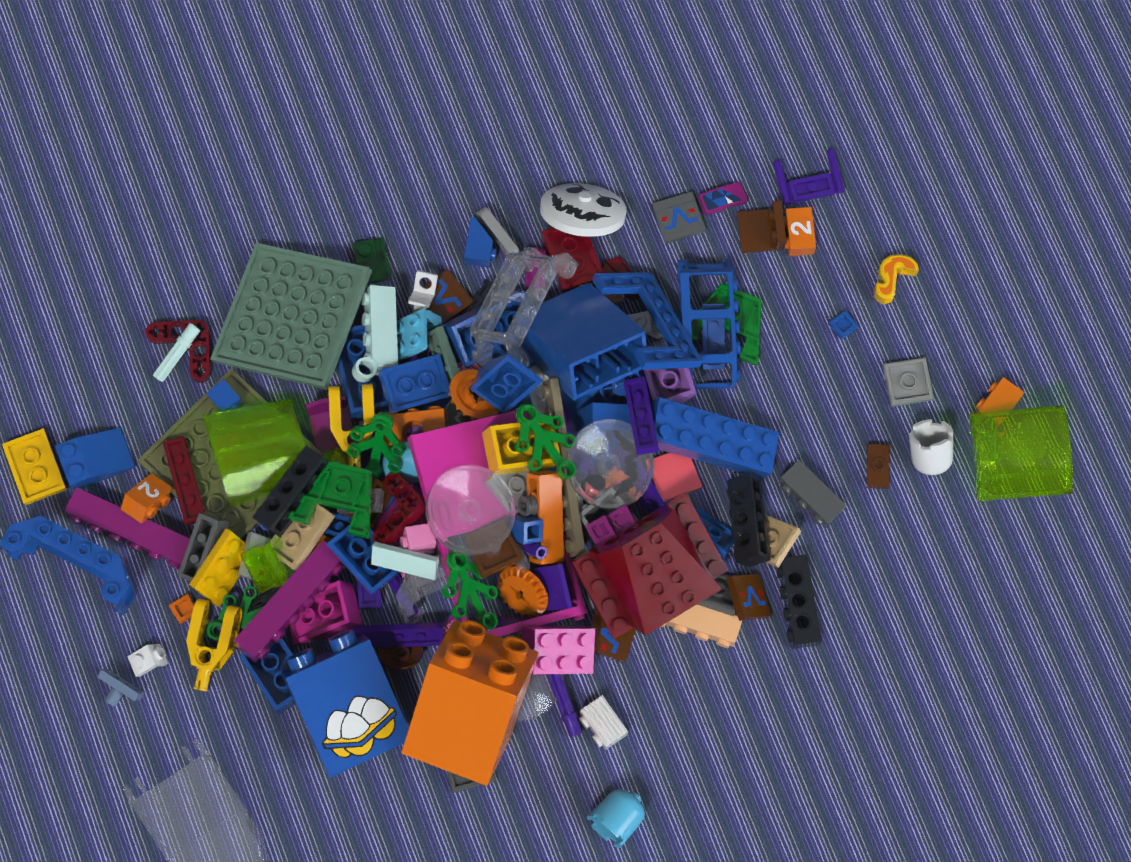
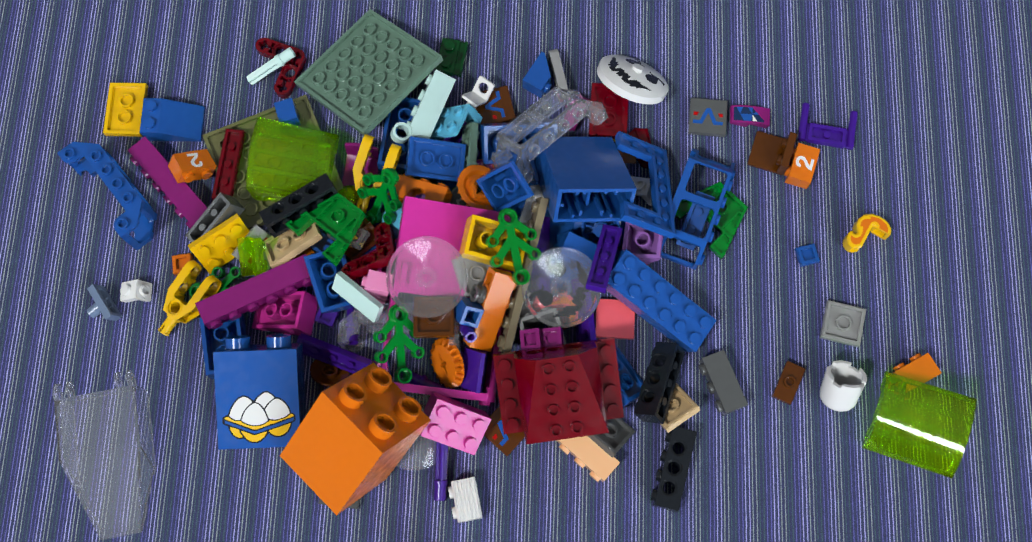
camera: 30 degrees right, 0 degrees up
(748, 597) = (632, 447): reddish brown tile -> none

